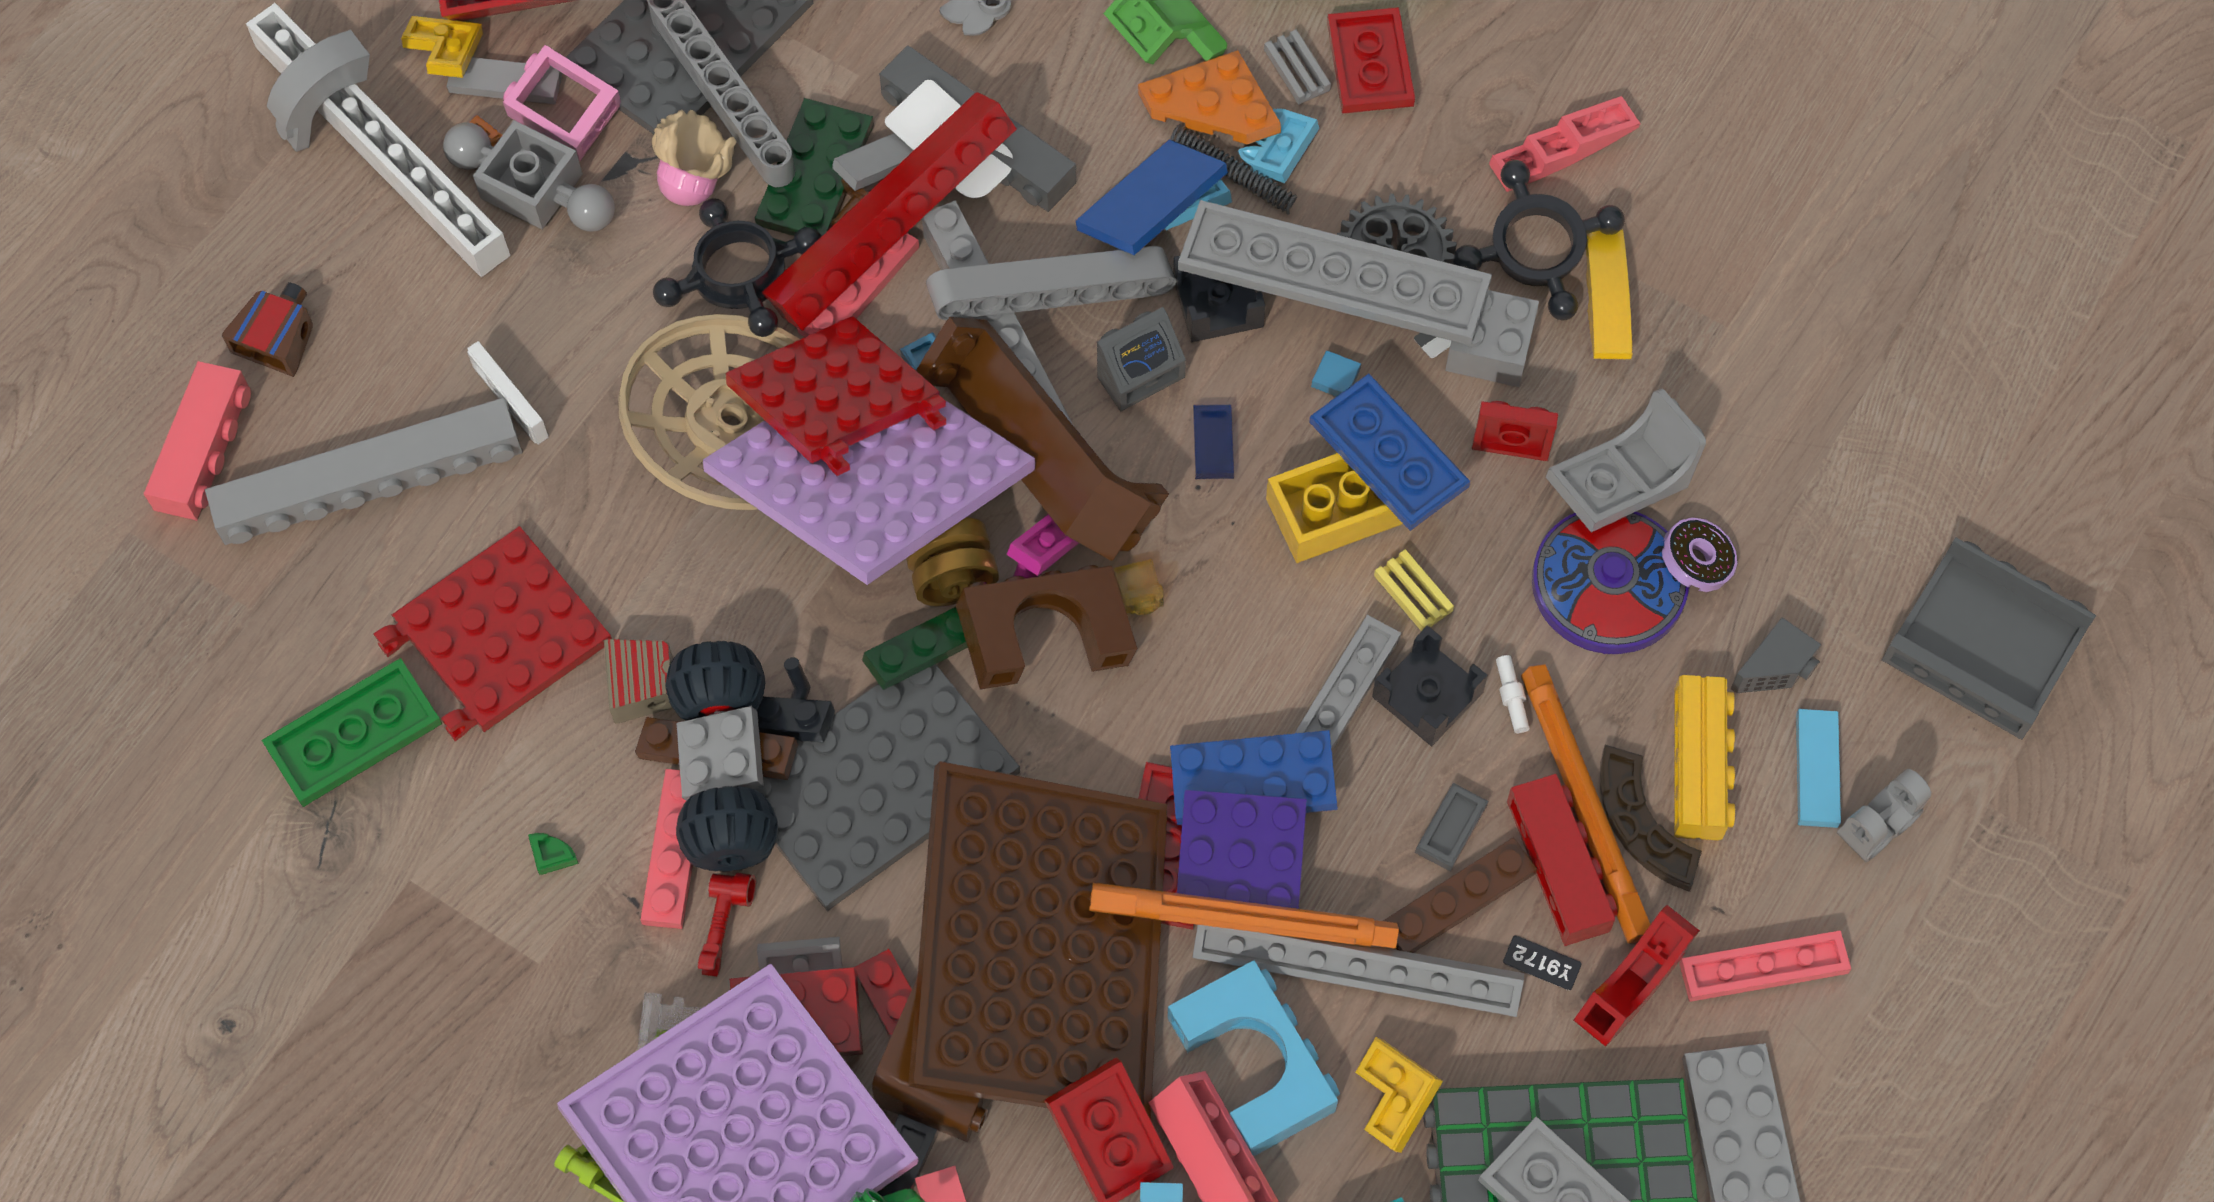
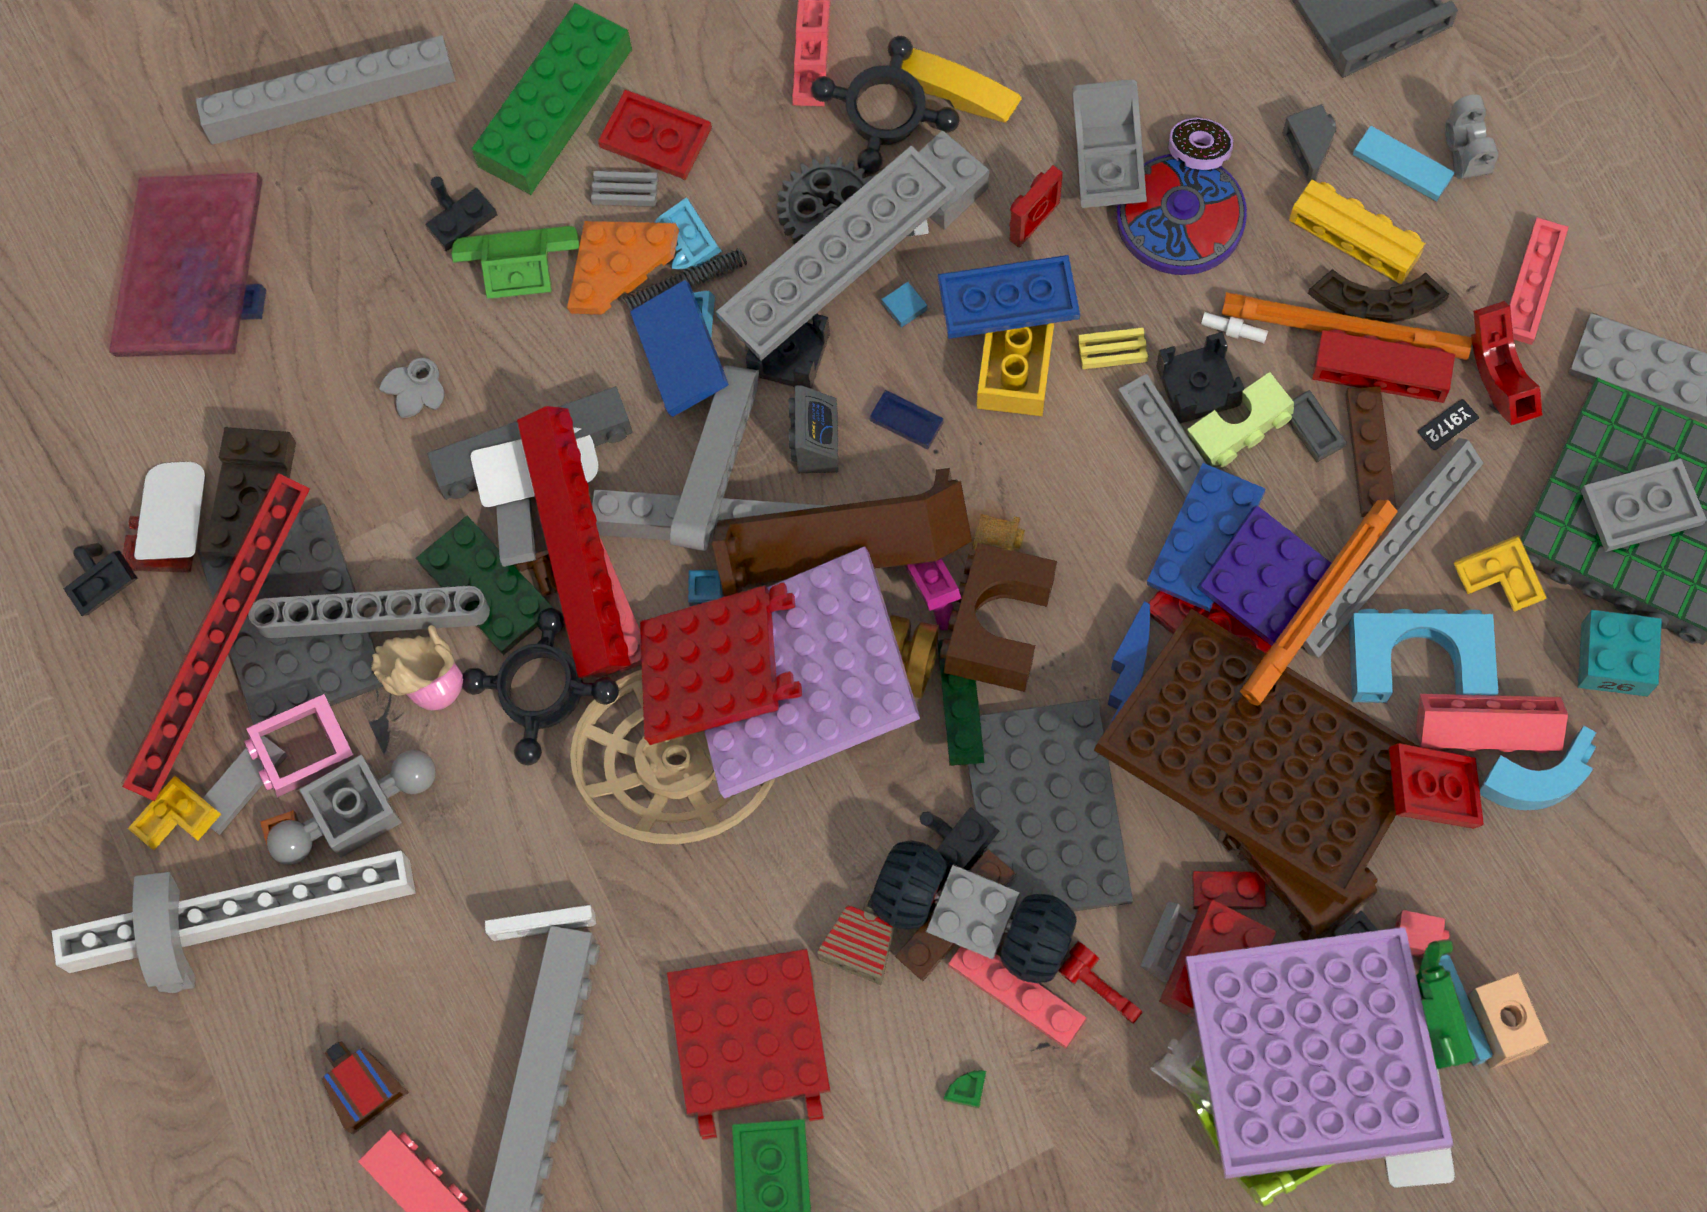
camera: 55 degrees left, 5 degrees up
(1092, 769) = (1130, 659): none -> blue slope
(1432, 765) = (1221, 441): none -> yellowish green arch

